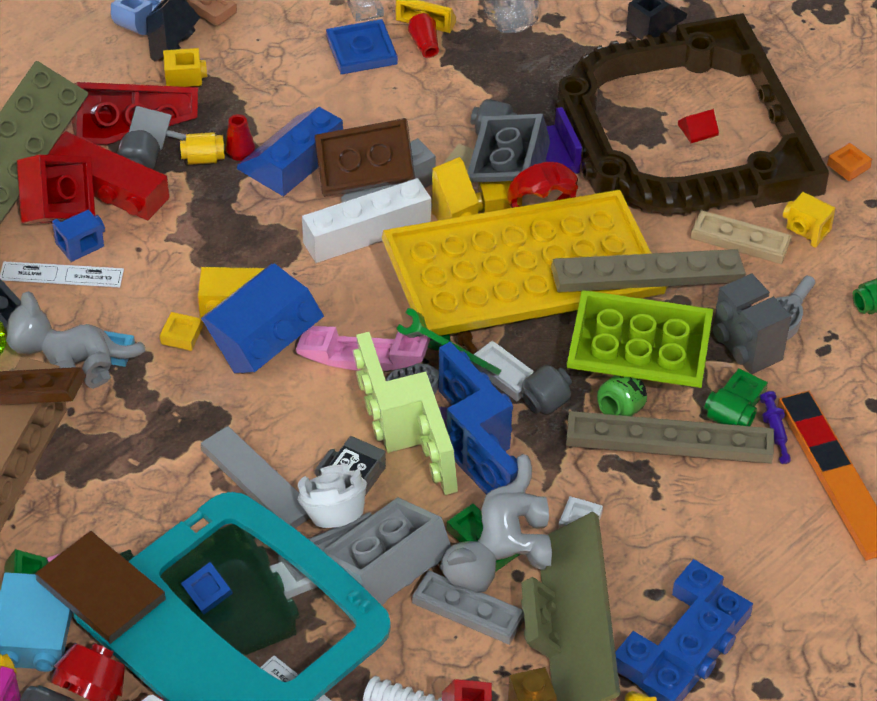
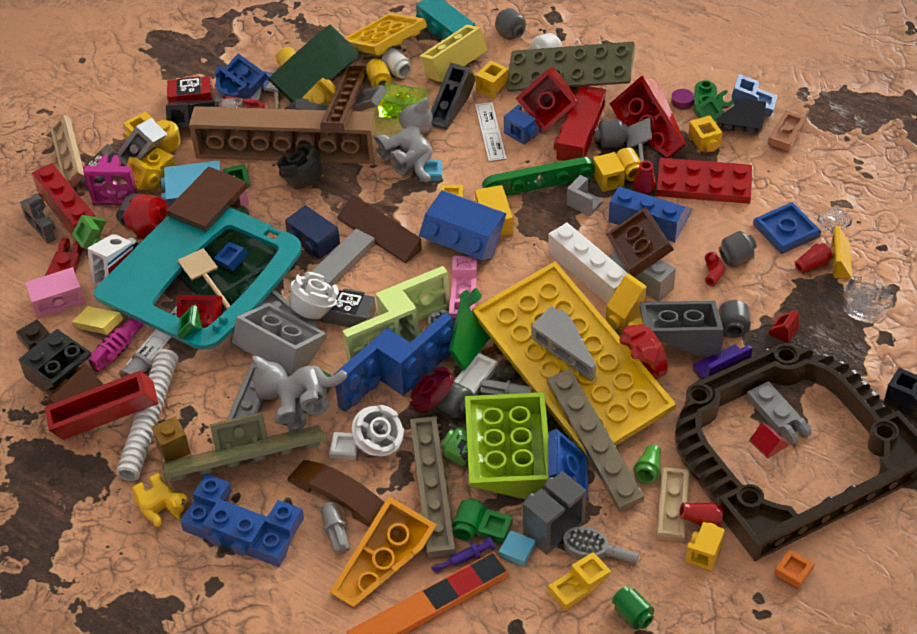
camera: 80 degrees right, 0 degrees up
(60, 476) = (301, 167): none -> pearl dark grey cone
(98, 74) = (682, 98): none -> magenta tile
(107, 58) = (704, 90): none -> green plate
(142, 52) = (712, 107): none -> green plate
(187, 487) = (314, 232): none -> dark blue brick
(189, 257) = (550, 175): none -> green piece
(190, 426) = (387, 232): none -> reddish brown slope
(207, 169) = (609, 172): none -> yellow brick
(232, 616) = (198, 265): none -> tan piece
(242, 207) = (580, 198): none -> light grey panel
(255, 90) = (704, 180): none -> red plate
(303, 637) = (208, 307): none -> red slope
(352, 632) = (189, 322): none -> green slope
(388, 89) = (737, 248): none -> dark grey head
(414, 120) = (715, 267): none -> red arm
(507, 337) = (505, 372): none -> clear smoke piece
(516, 84) = (785, 326): none -> red slope
(516, 249) = (560, 336): none -> light grey slope
(540, 340) = (492, 387): none -> light grey axle
(549, 400) = (431, 389): none -> dark red tile
(587, 468) = (377, 430): none -> white cone
(640, 122) = (778, 412): none -> light grey hinge
(650, 531) = (338, 488): none -> reddish brown slope
(683, 296) = (566, 457): none -> blue tile
(685, 238) = (648, 466): none -> bright green cone
(711, 543) = (335, 527): none -> light grey axle
(749, 488) = (387, 546): none -> light orange wedge
(769, 209) = (701, 512): none -> red cone
(778, 376) = (517, 548): none -> medium azure tile
(830, 332) = (579, 582): none -> yellow slope

